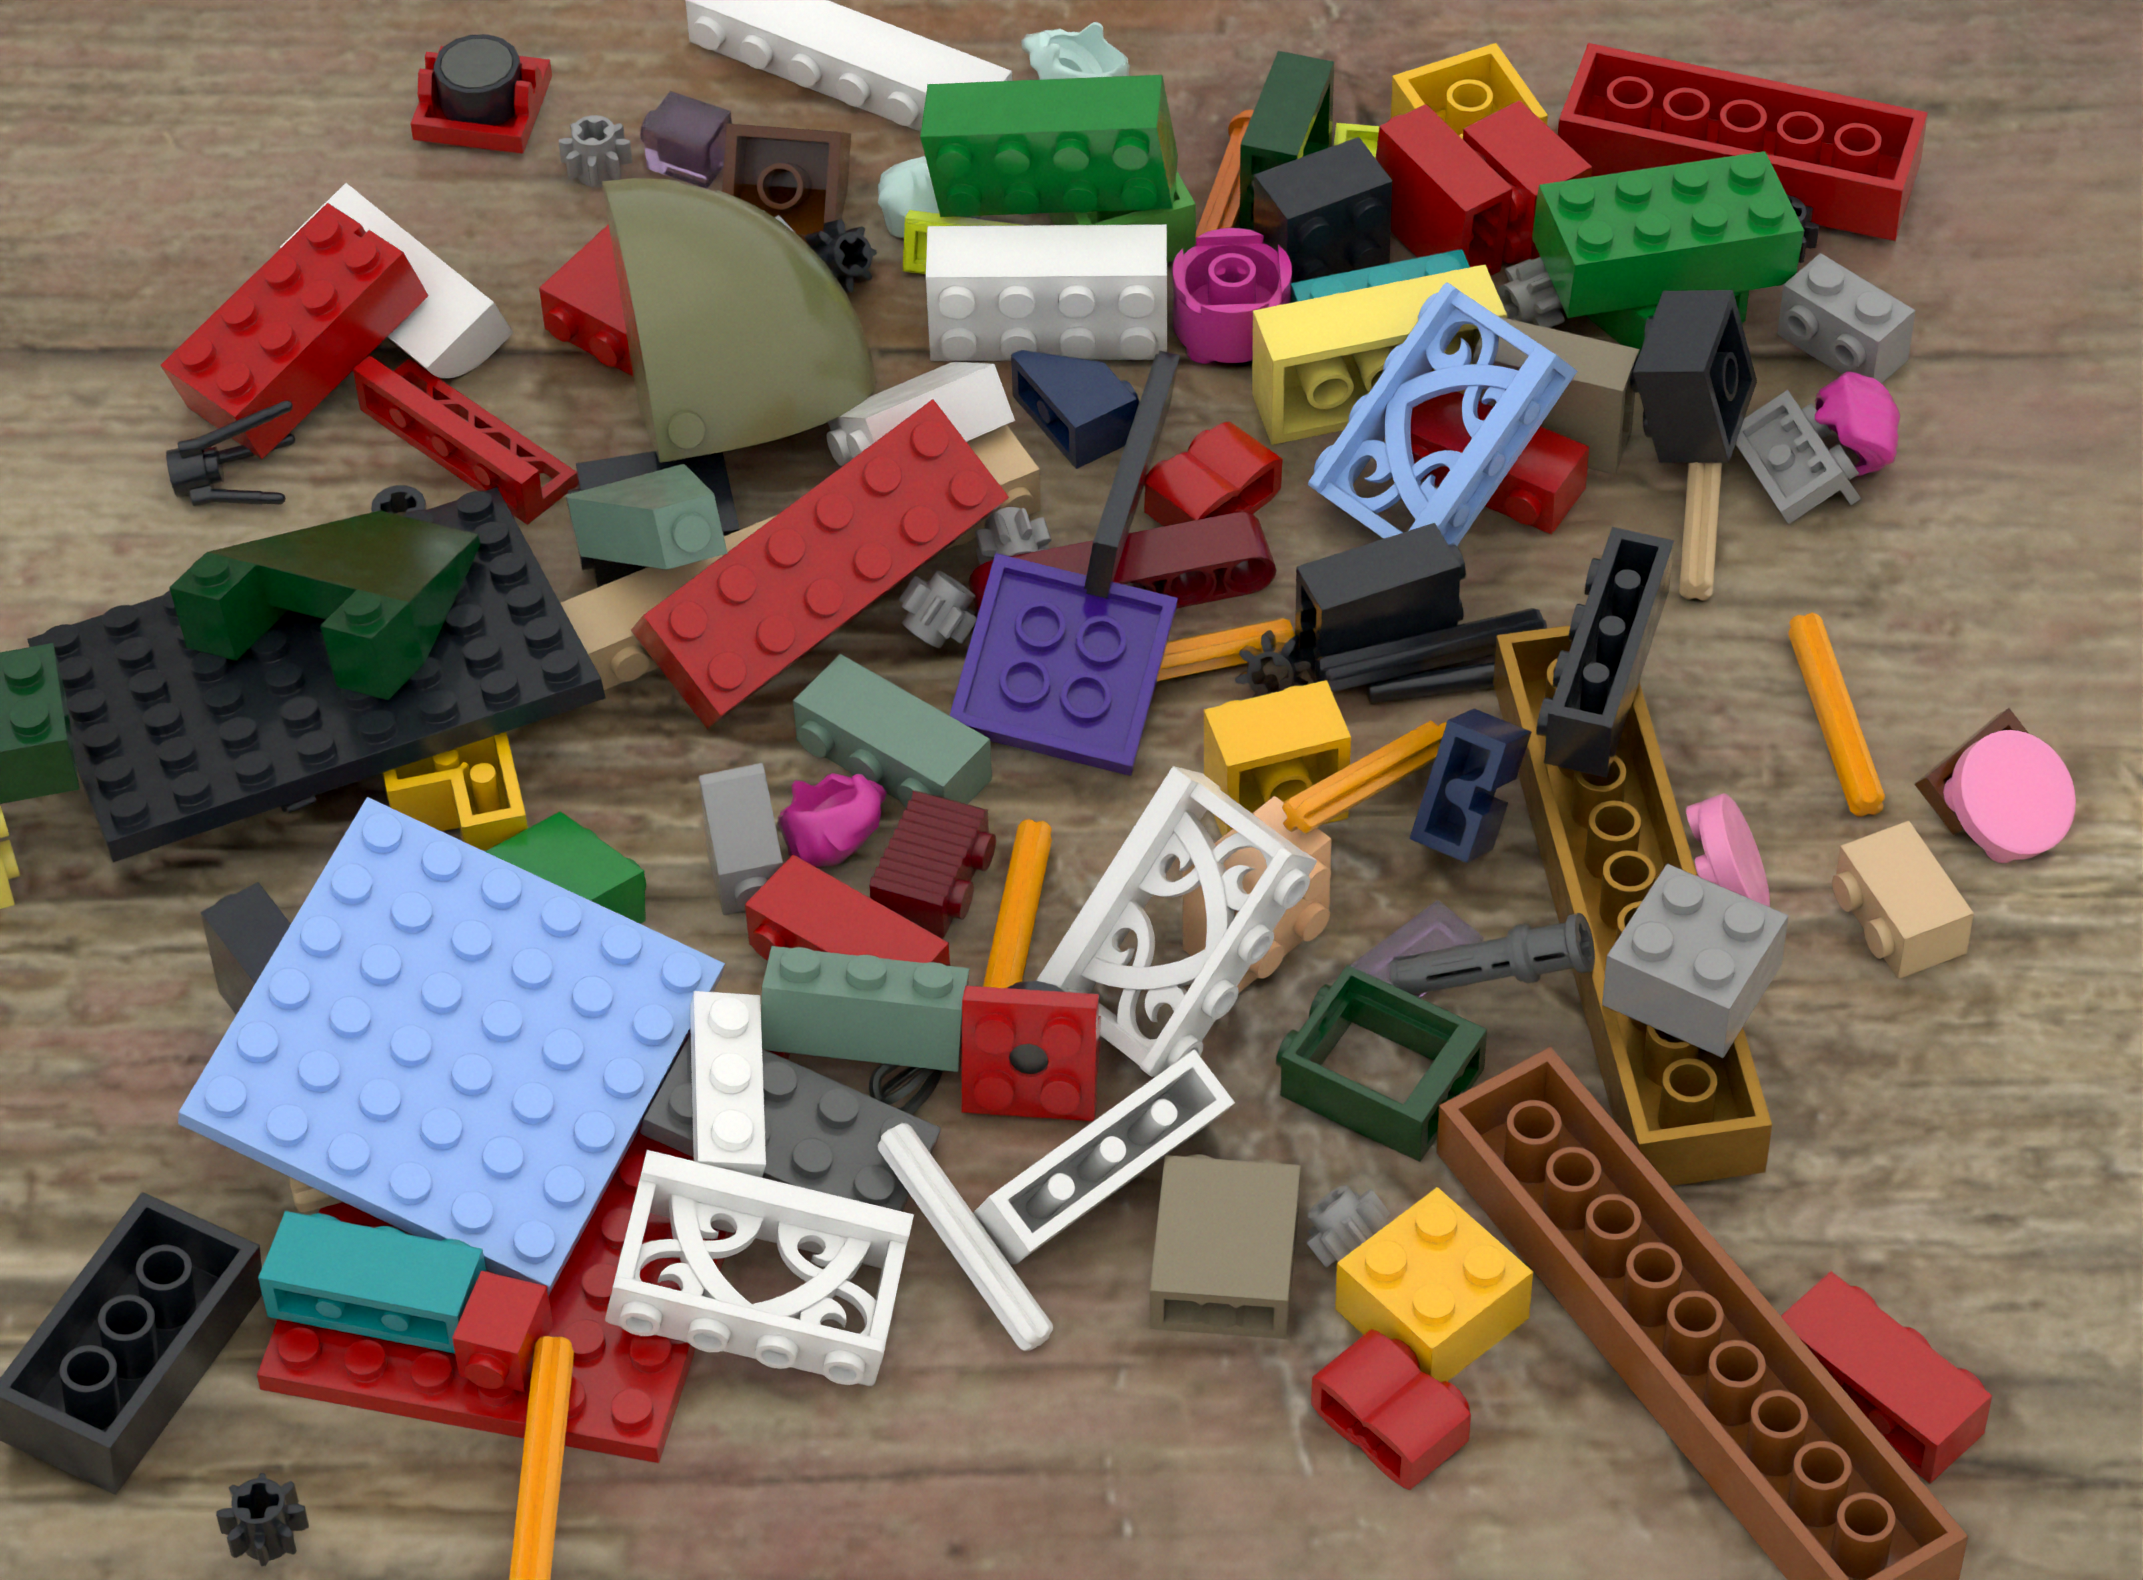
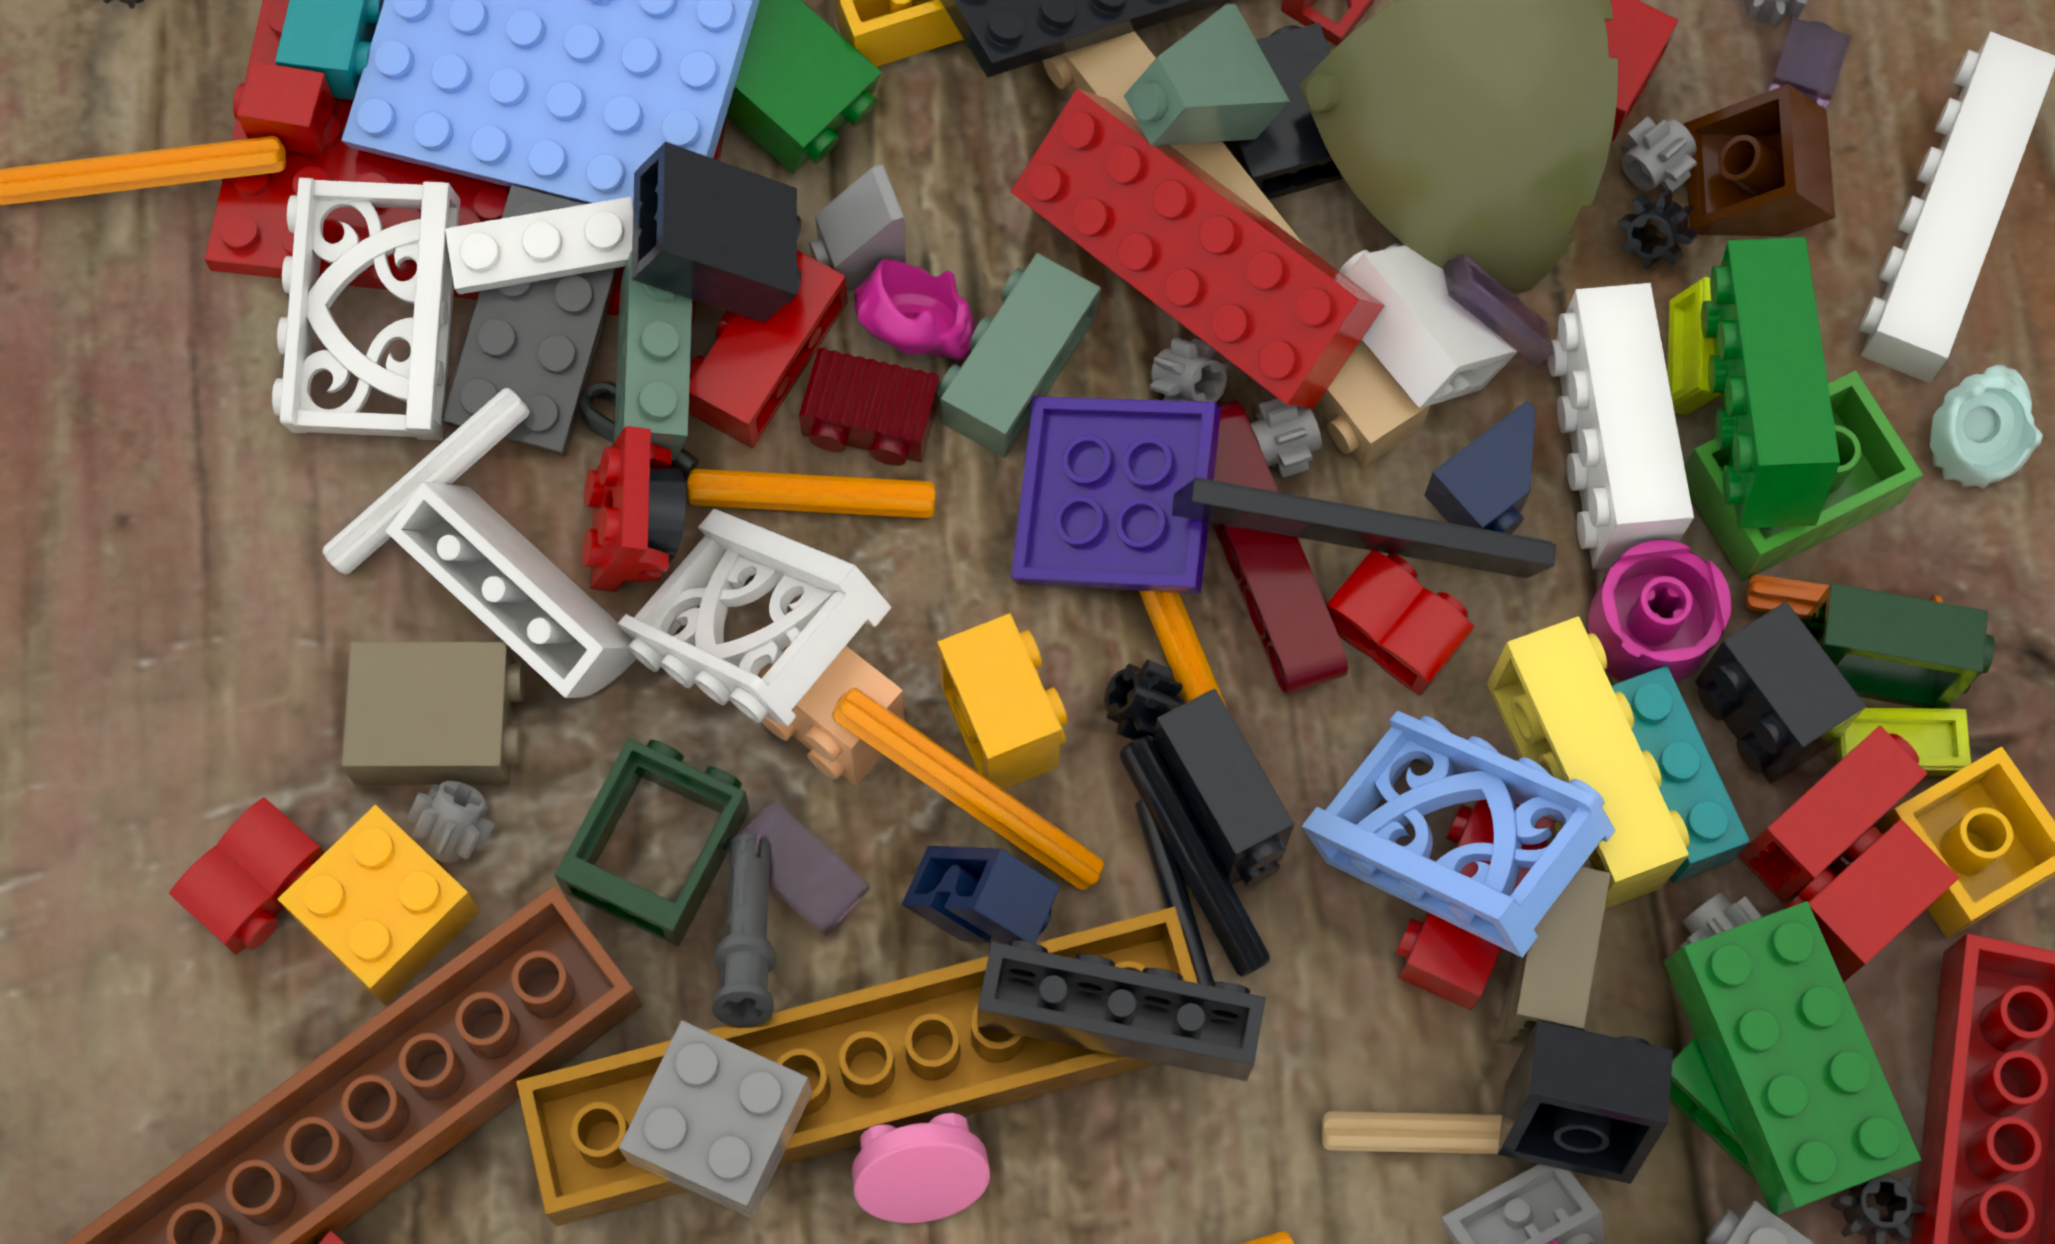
camera: 80 degrees right, 20 degrees up
(755, 912) = (715, 233): none -> black brick
(911, 365) = (1498, 308): none -> tile

